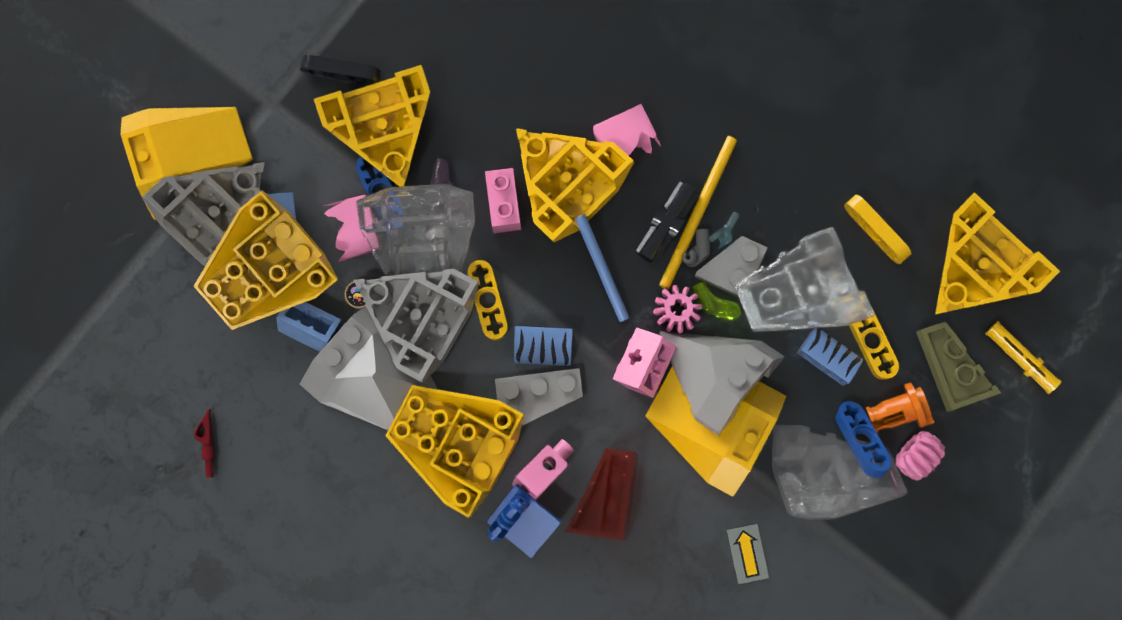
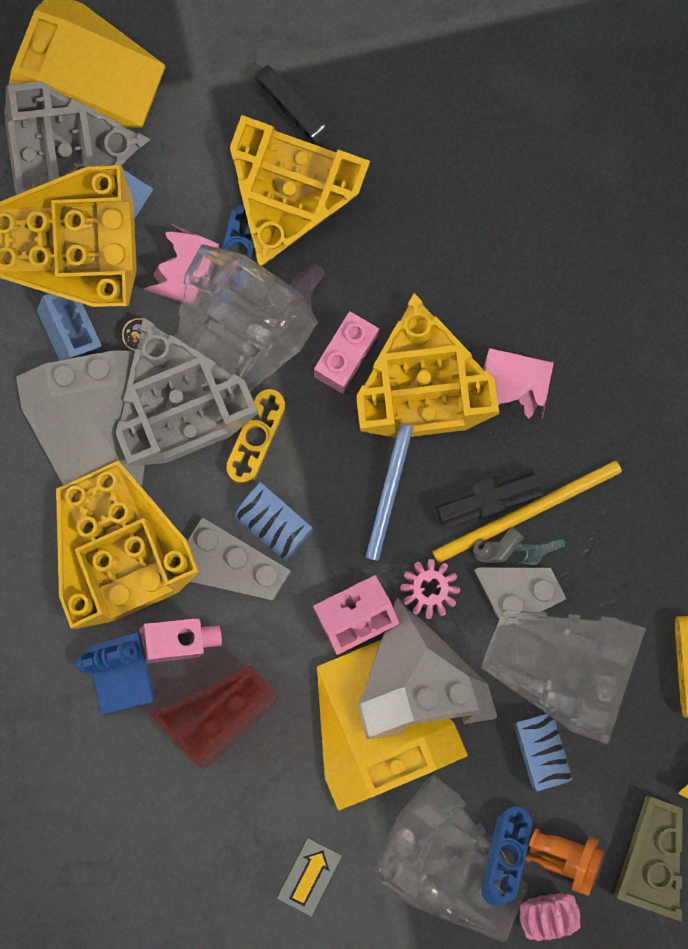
camera: 35 degrees right, 0 degrees up
(715, 306) = (469, 614): clear neon green arm -> none
(889, 356) = (598, 798): yellow beam -> none

